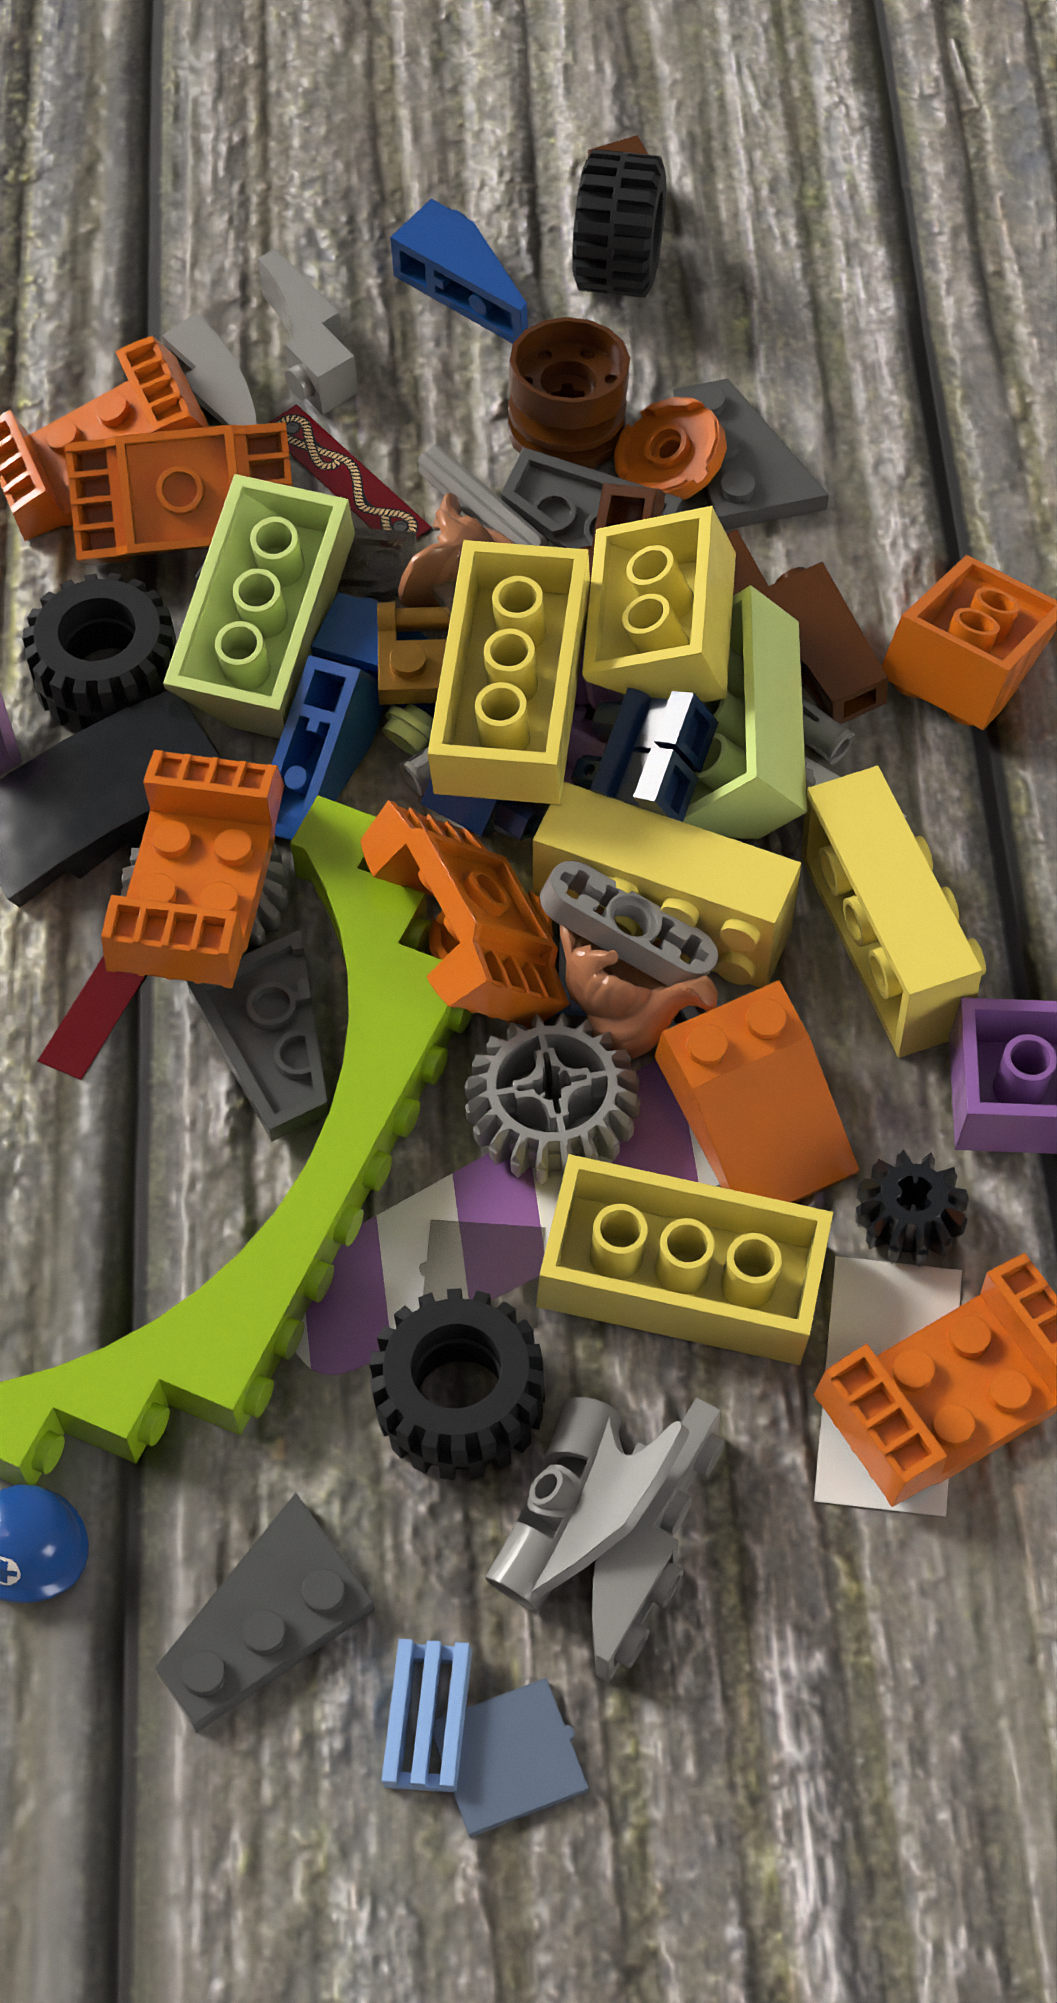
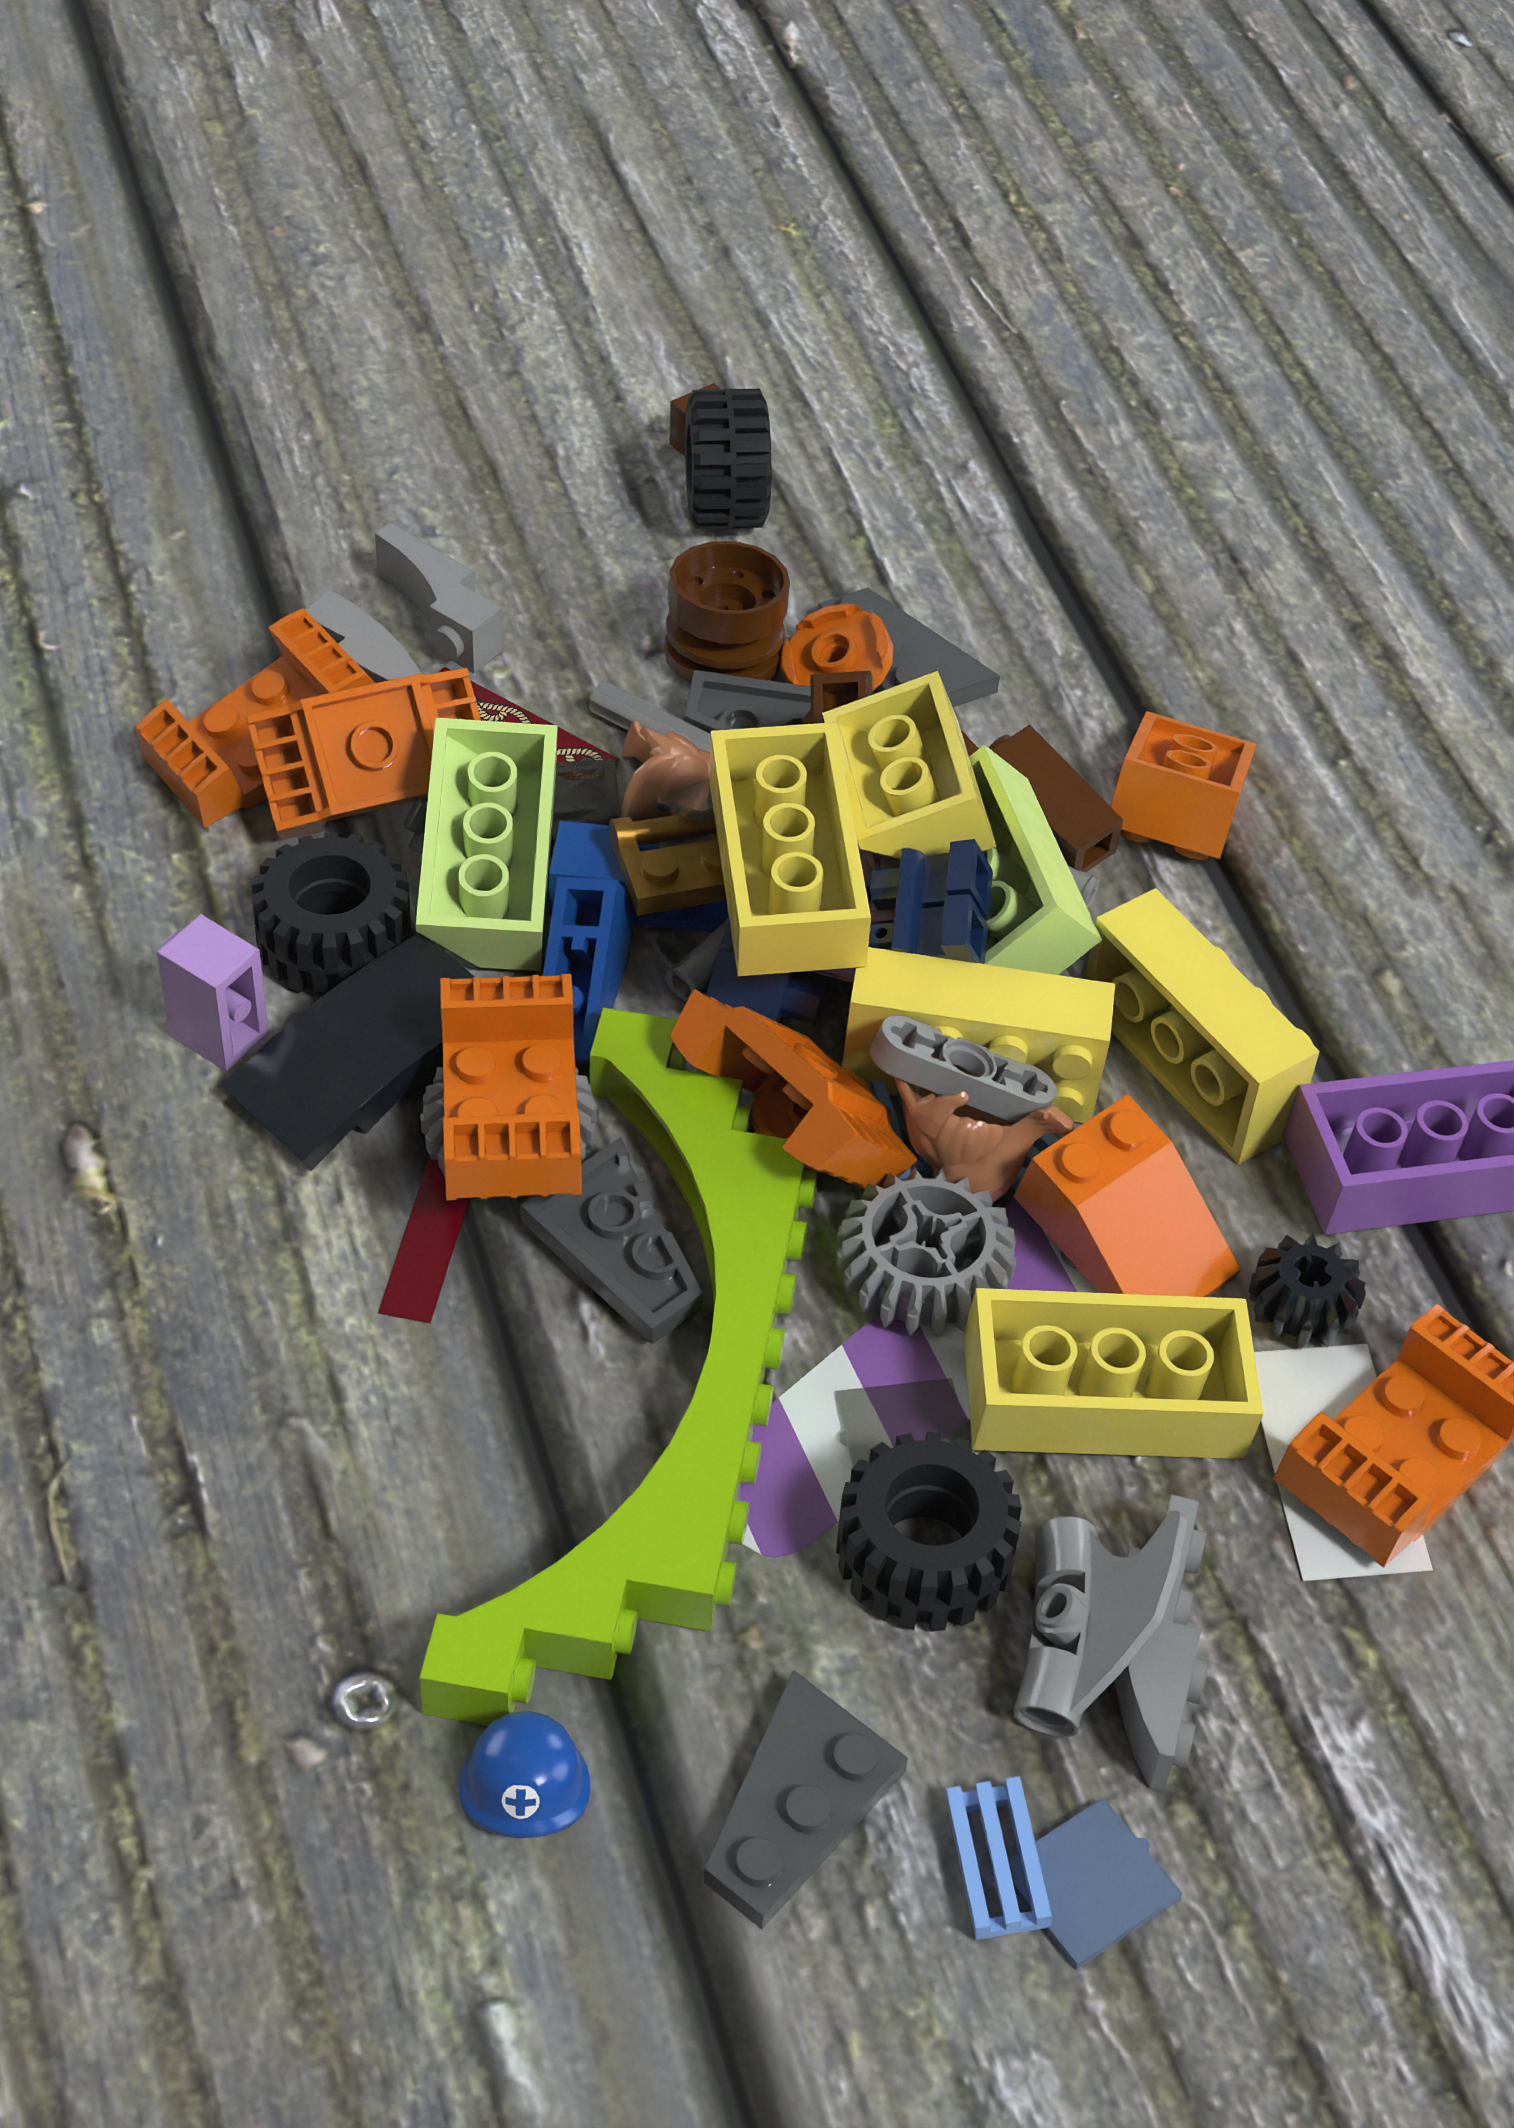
camera: 20 degrees left, 10 degrees down
(408, 728) = (666, 939): yellowish green plate -> none
(454, 264) = (577, 524): blue slope -> none

